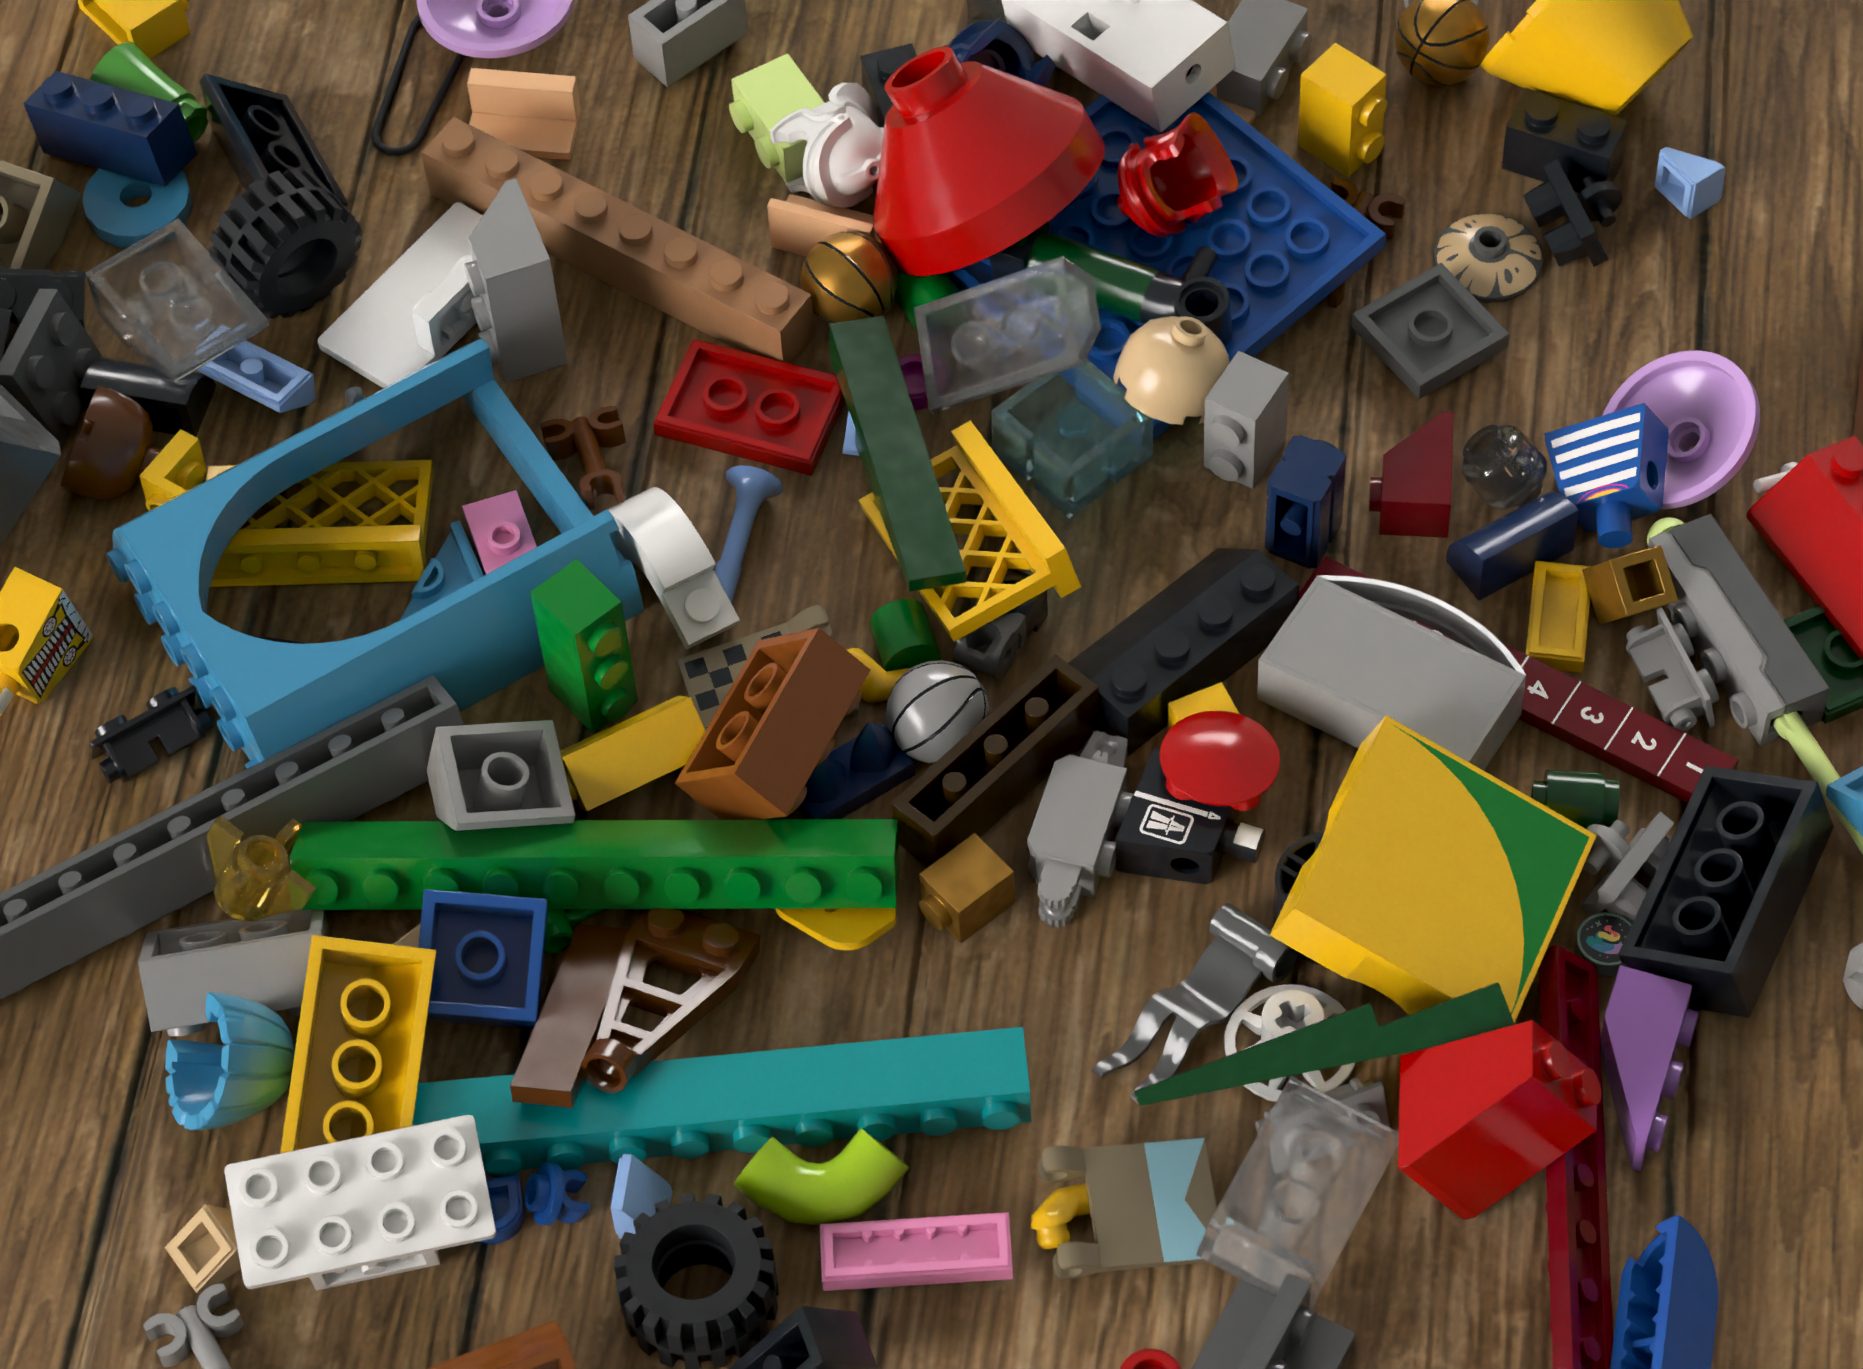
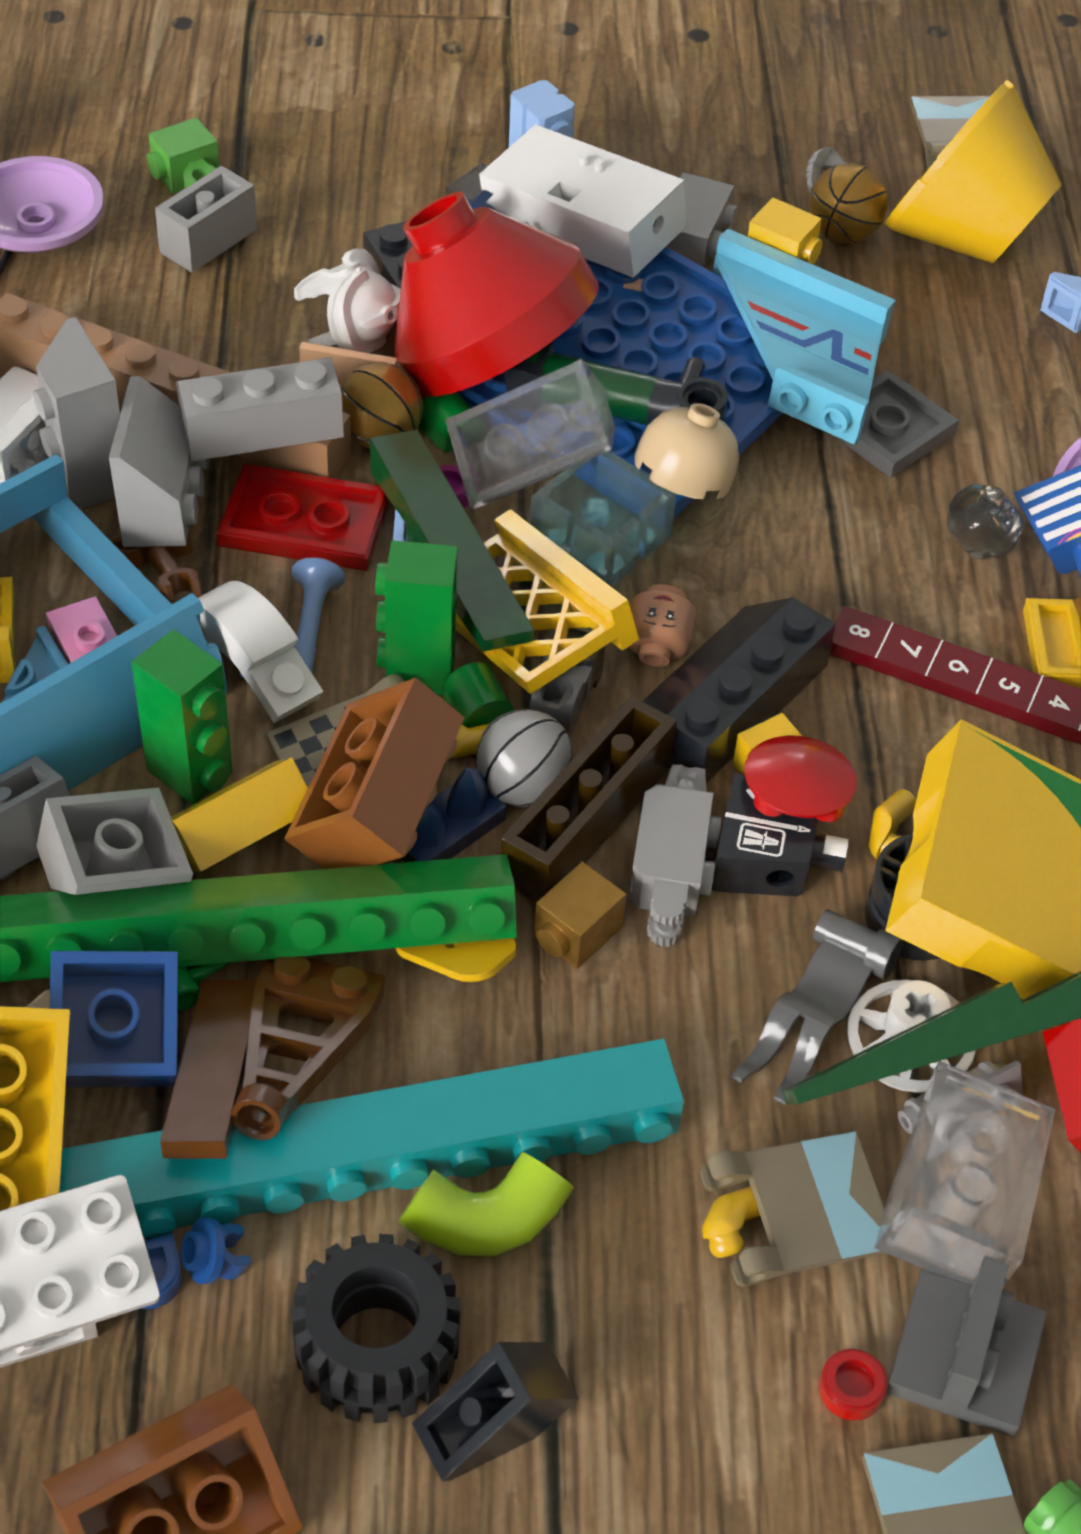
camera: 15 degrees left, 5 degrees down
(526, 110) = (70, 286): light nougat panel -> none
(593, 347) = (154, 470): none -> light grey slope
(635, 1192) = (299, 1243): light blue slope -> none
(708, 286) = (261, 409): none -> light grey slope
(765, 98) = (278, 273): yellowish green brick -> none
(844, 547) = (418, 612): none -> green brick
(916, 1251) = (592, 1273): bright pink plate -> none
(1115, 567) = (663, 623): none -> nougat head
(1175, 178) = (655, 306): red helmet -> none
(1245, 420) = (754, 494): light grey brick -> none
(1305, 501) = (823, 554): dark blue brick -> none
(1314, 809) = (888, 818): none -> yellow arm
(1349, 217) = (811, 331): none -> medium azure piece
(1356, 658) = (914, 677): light grey piece -> none
(1416, 482) = (911, 541): dark red slope -> none
(1493, 272) = (924, 365): tan dish -> none
(1513, 543) = (1004, 585): dark blue brick -> none
(1576, 135) = (965, 277): black brick -> none
(1593, 203) = (992, 324): black hips -> none

